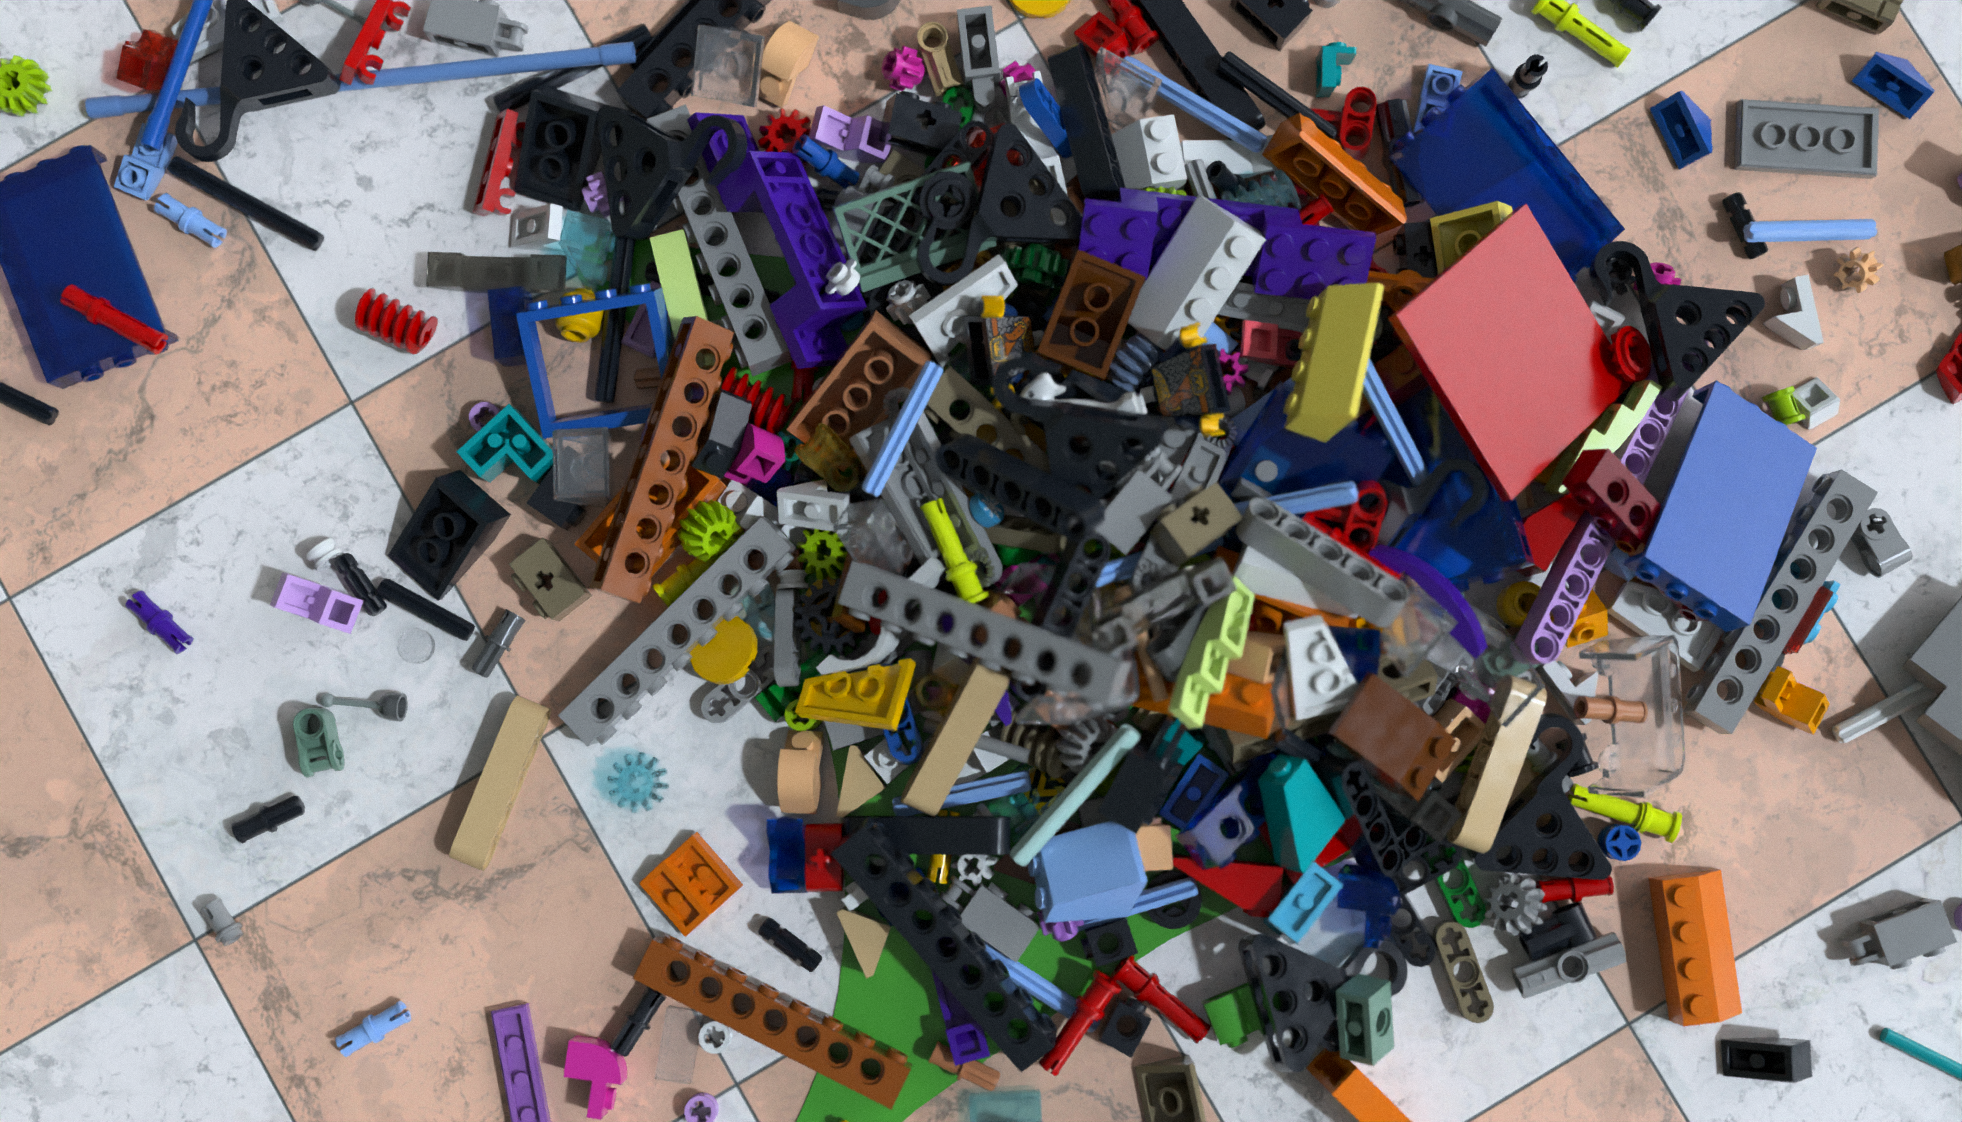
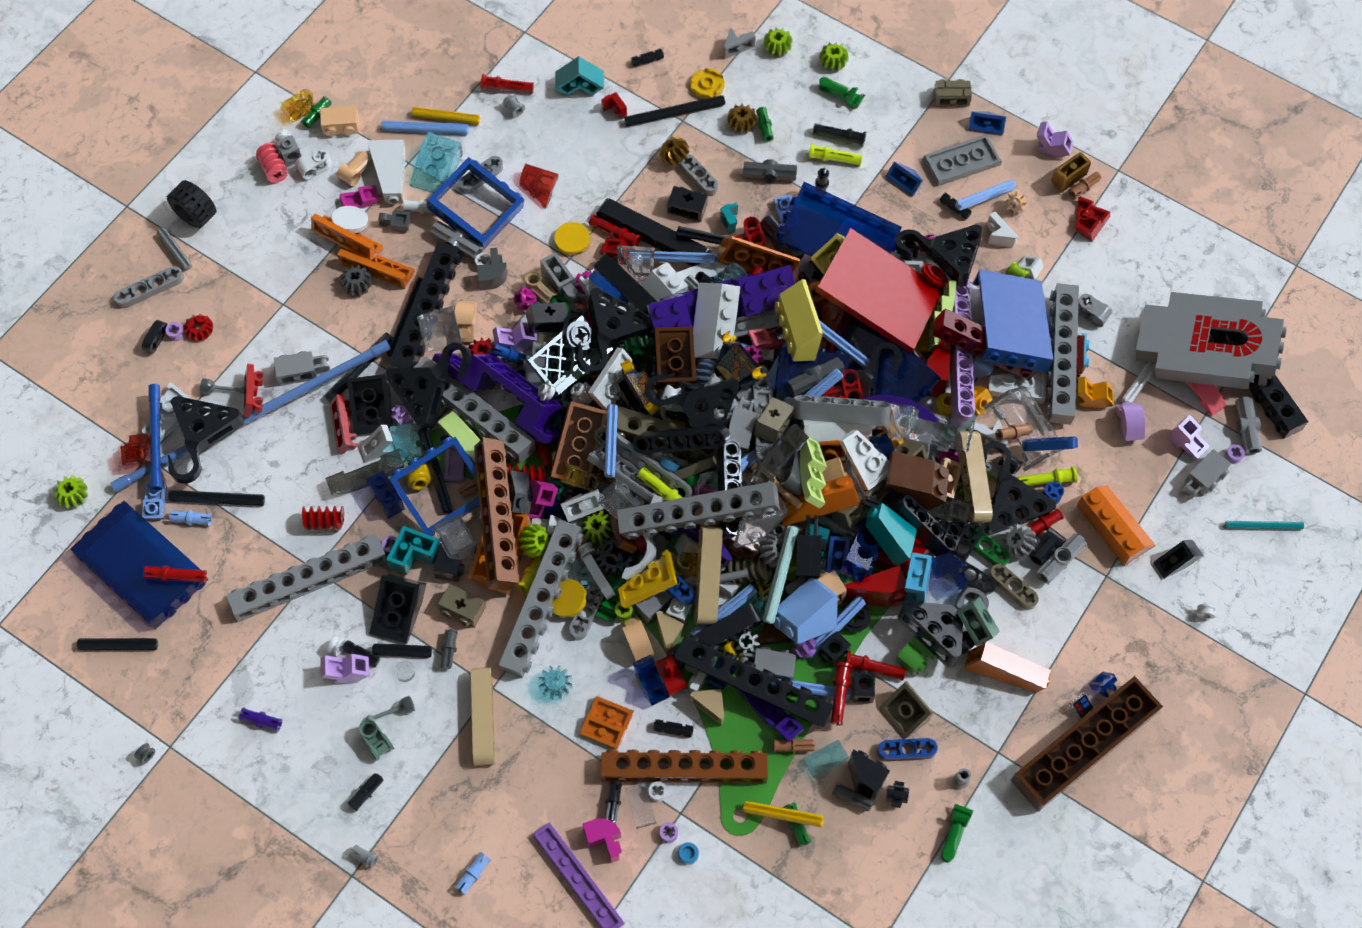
camera: 30 degrees left, 20 degrees down
(203, 419) = (300, 587): none -> light grey brick
(1311, 469) = (813, 376): none -> dark grey piece
(1661, 762) = (1052, 443): none -> blue beam
(1829, 781) = (1132, 421): none -> lavender brick
(1910, 858) = (1187, 437): none -> lavender brick

